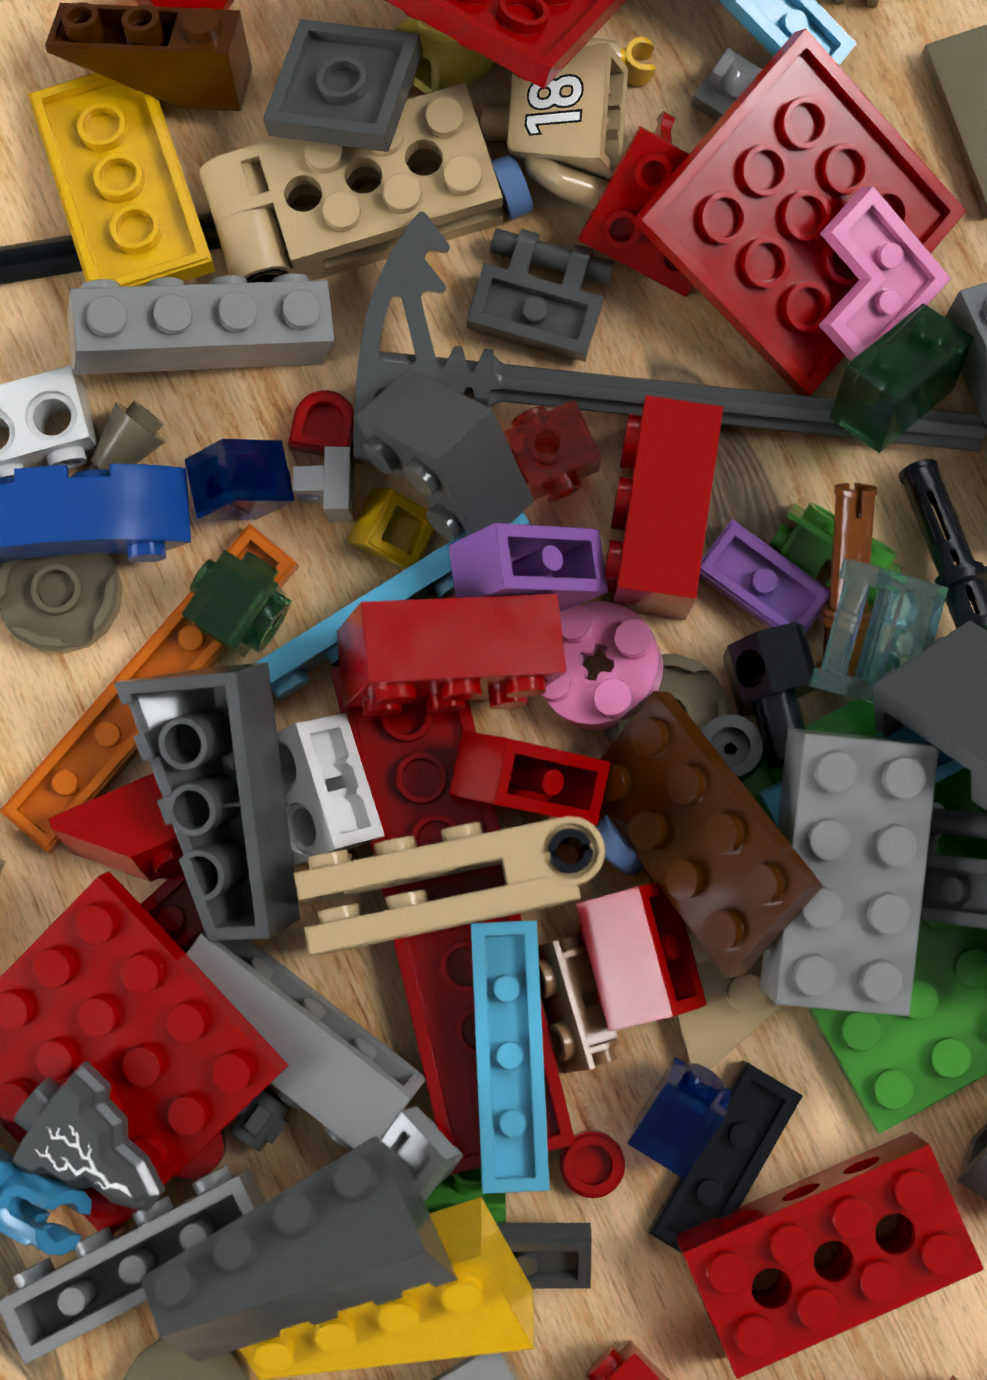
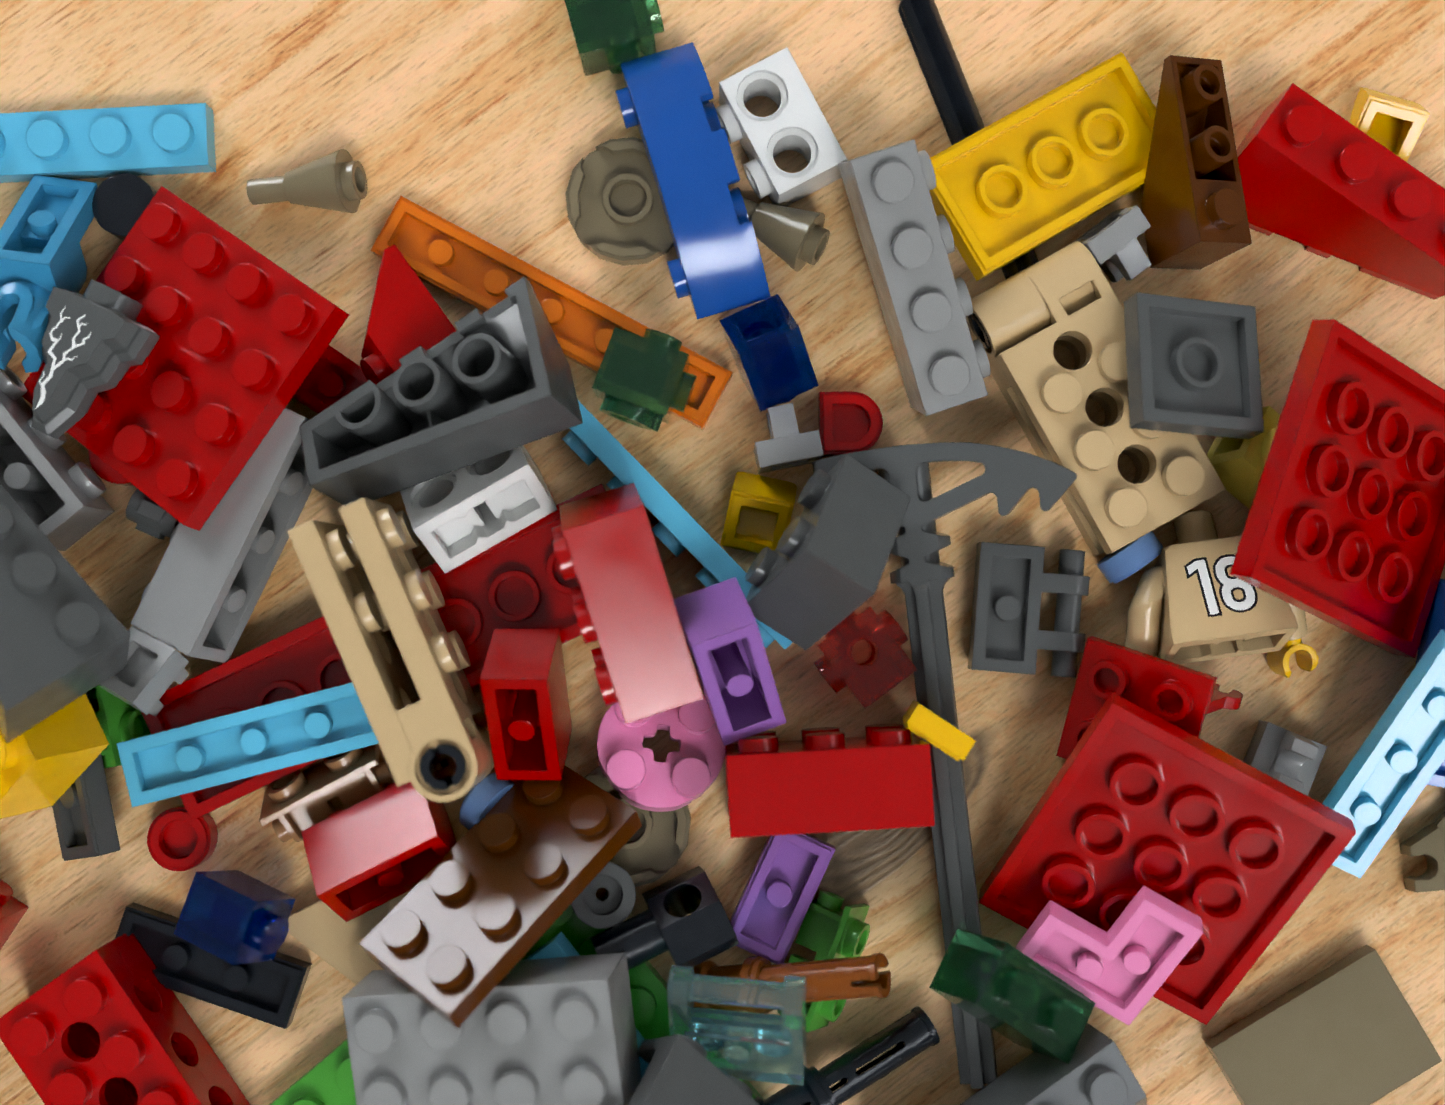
camera: 70 degrees right, 5 degrees up
(208, 134) = (1116, 244): none -> light grey tile
(629, 395) = (937, 731): none -> yellow tile

